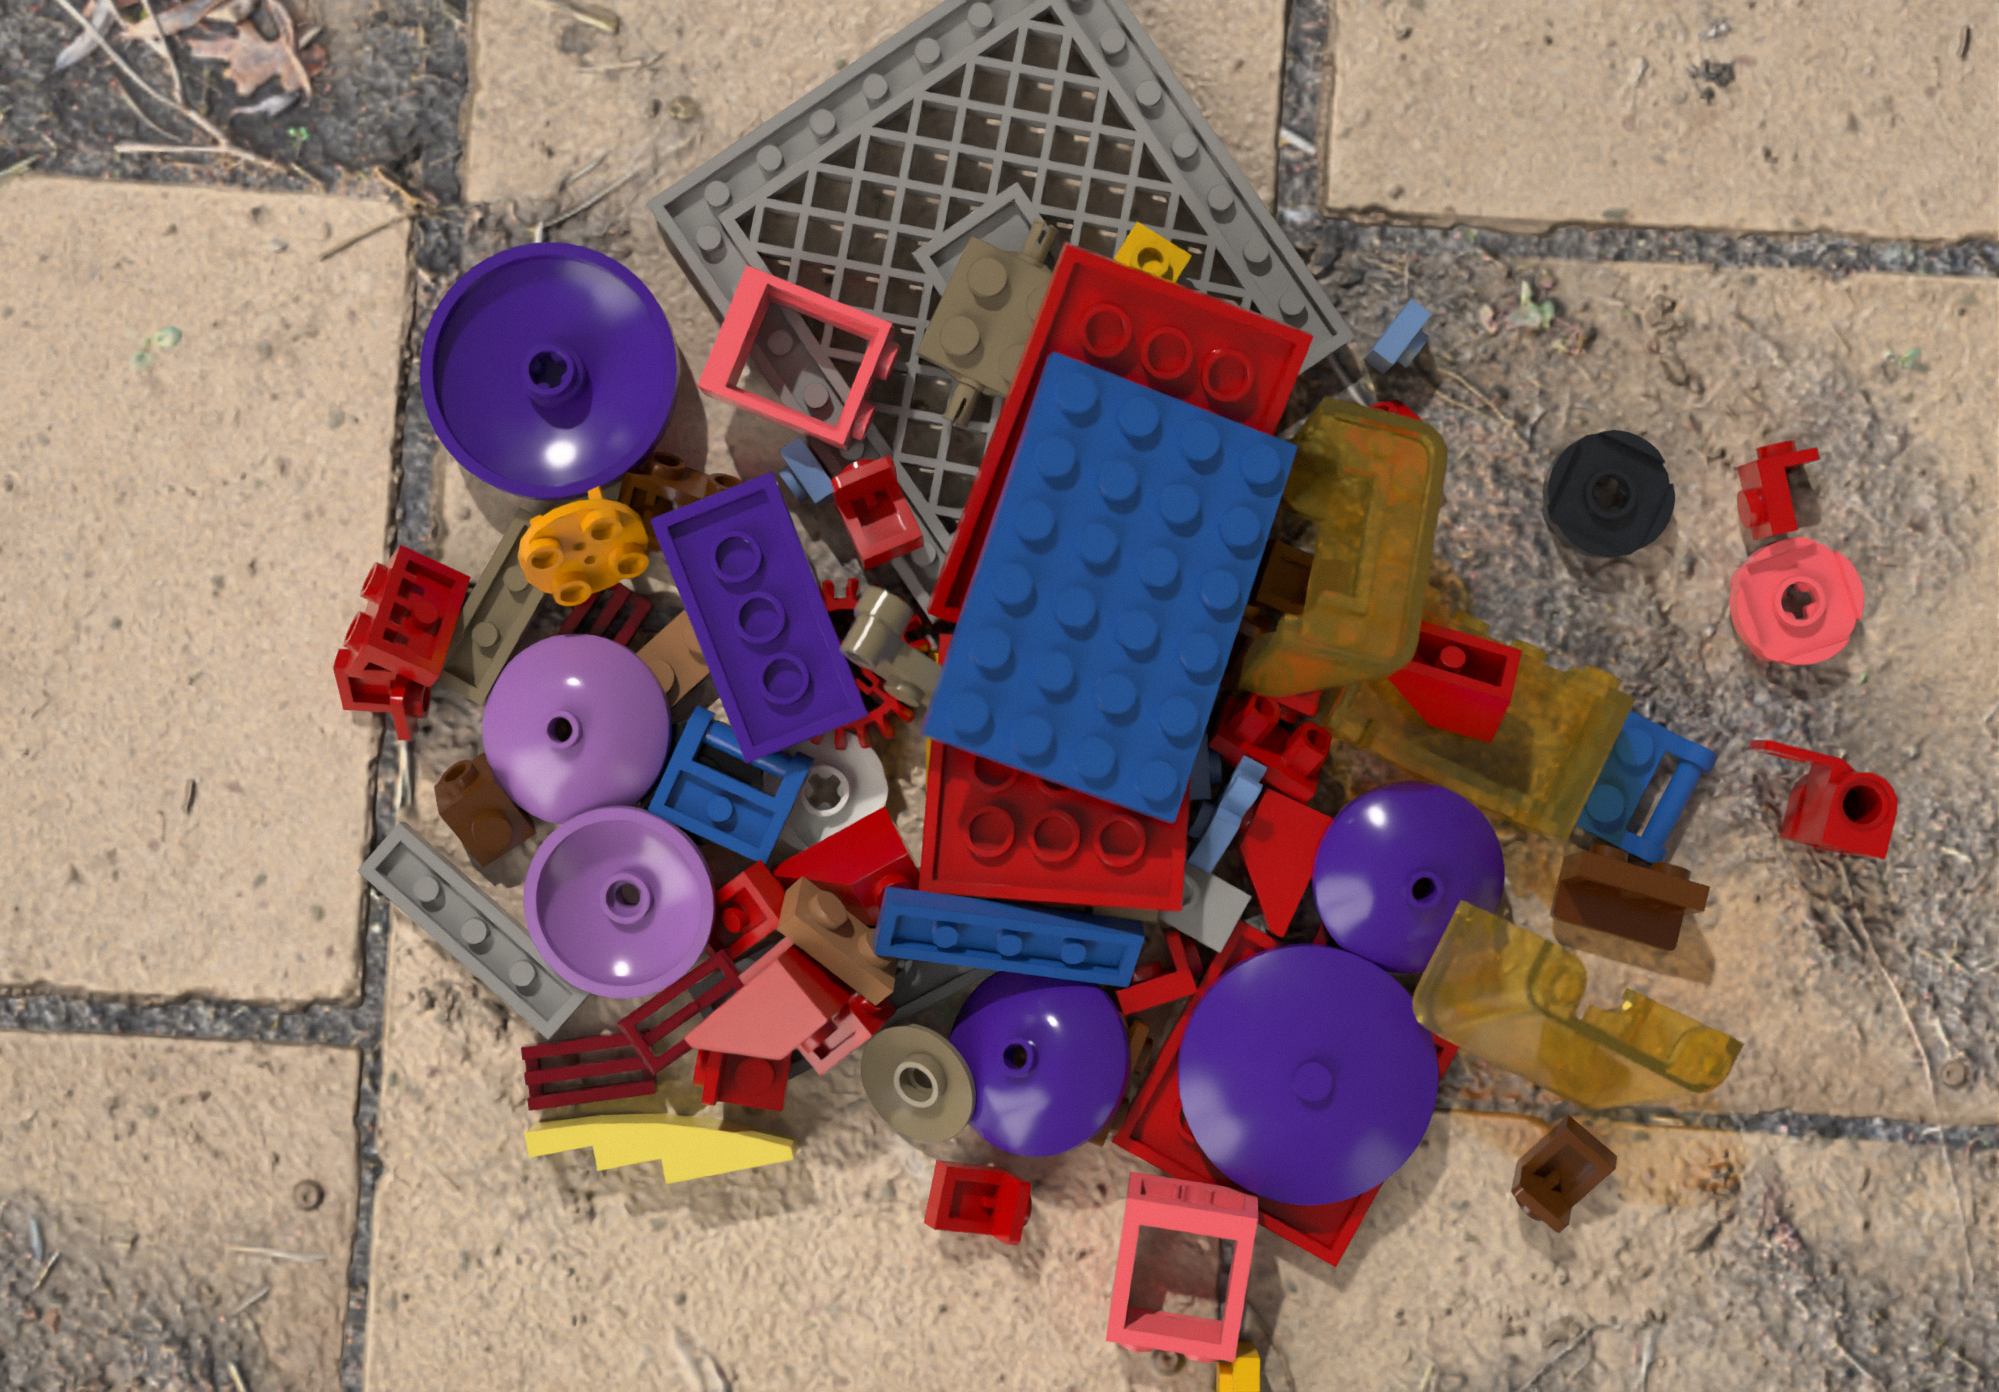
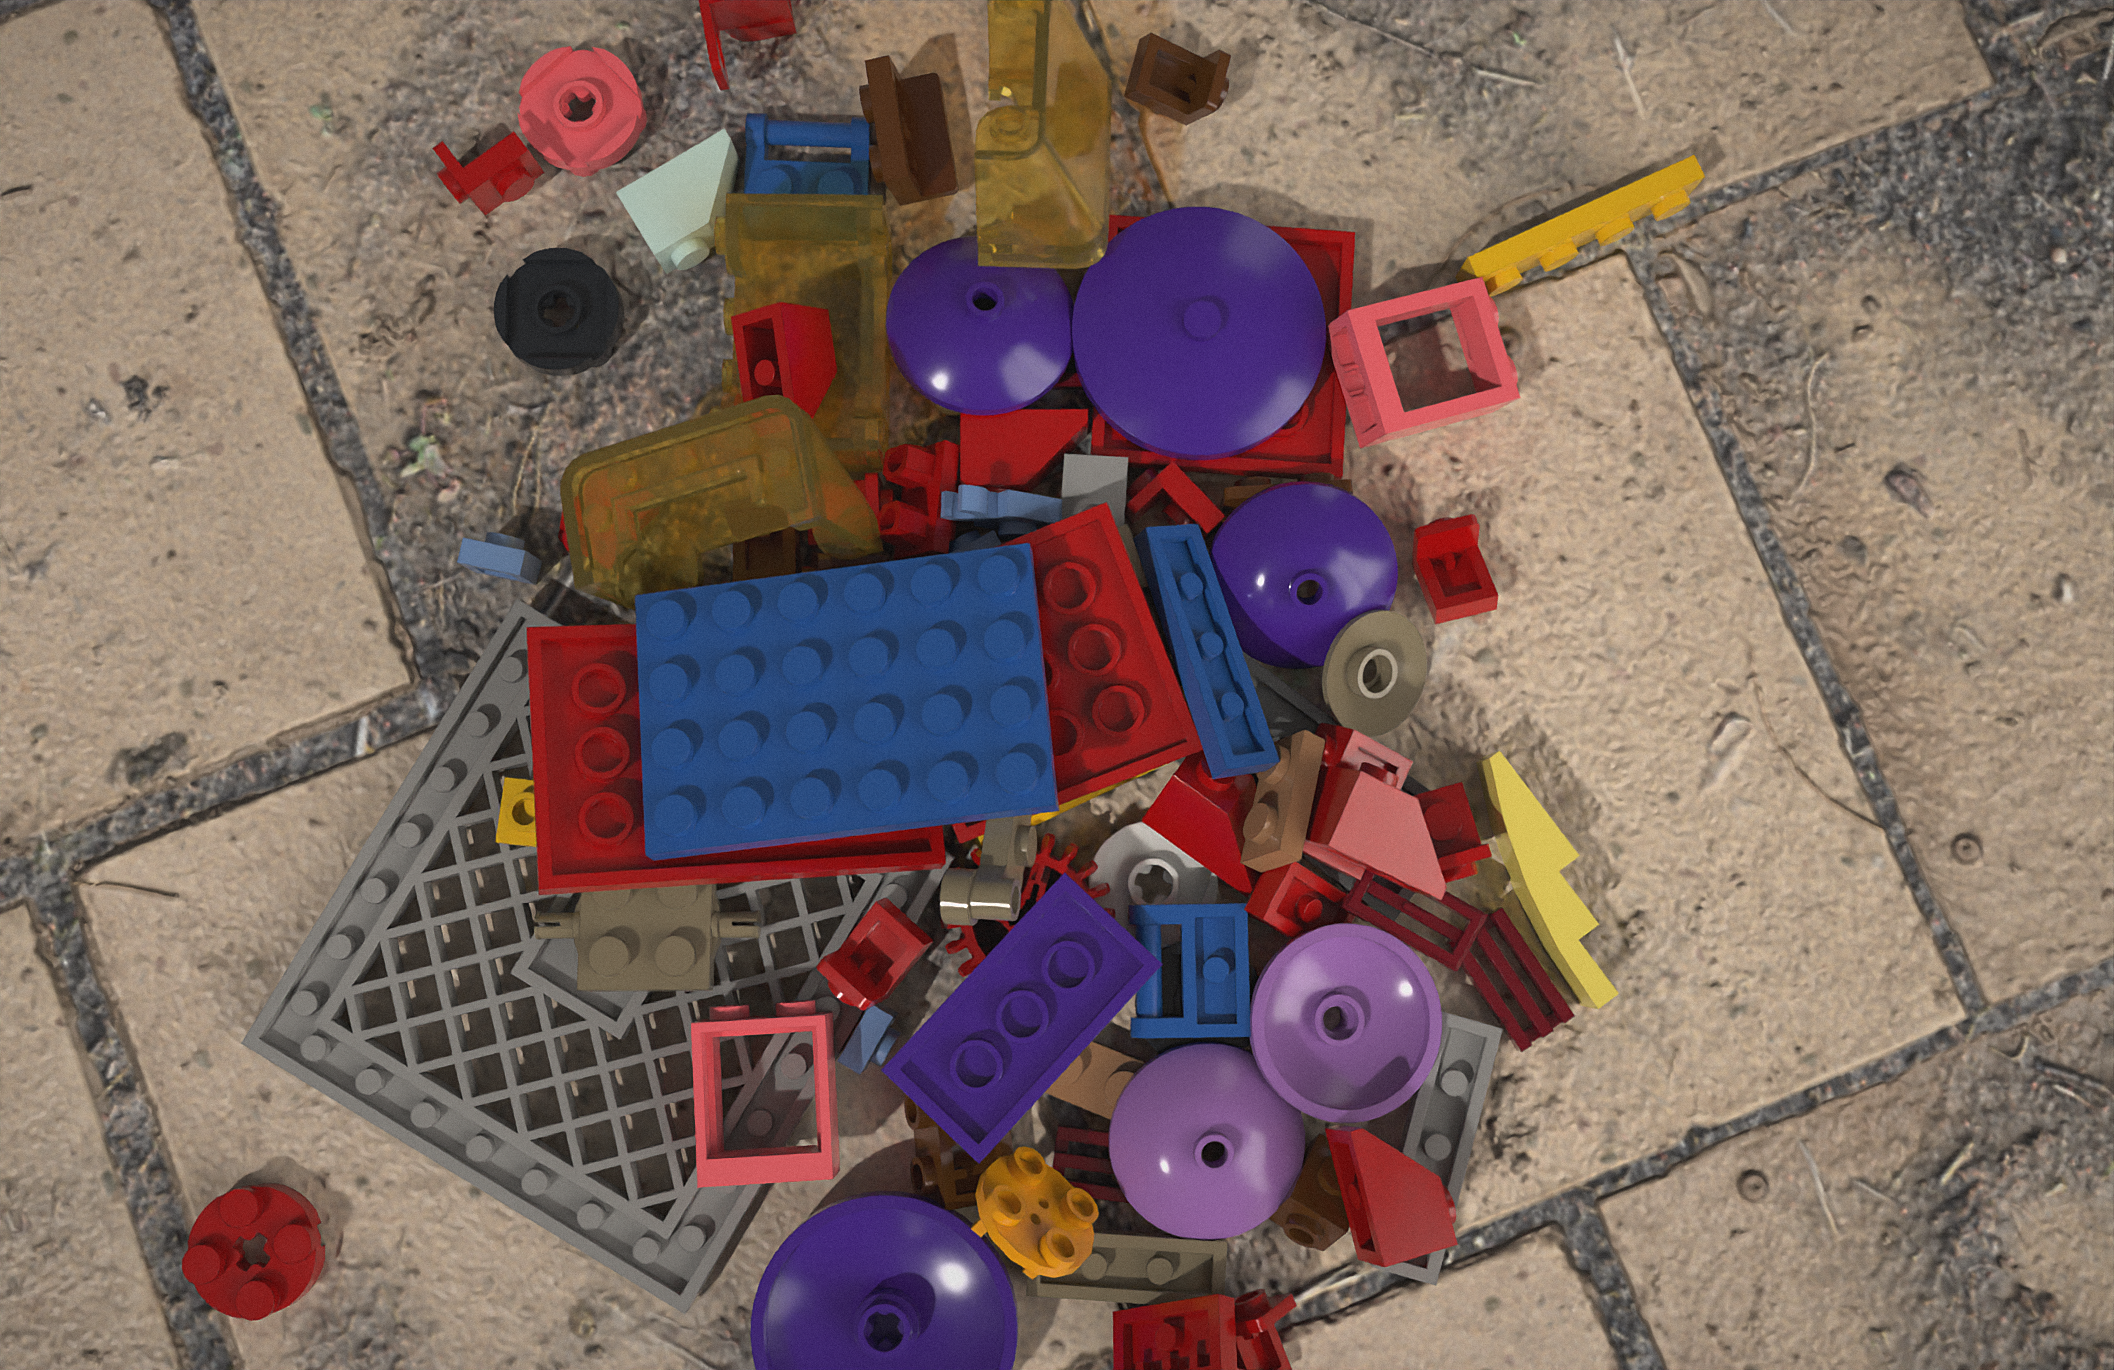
camera: 115 degrees left, 5 degrees down
(446, 864) = (1389, 1199): none -> red slope
(1657, 657) = (681, 200): none -> light aqua slope

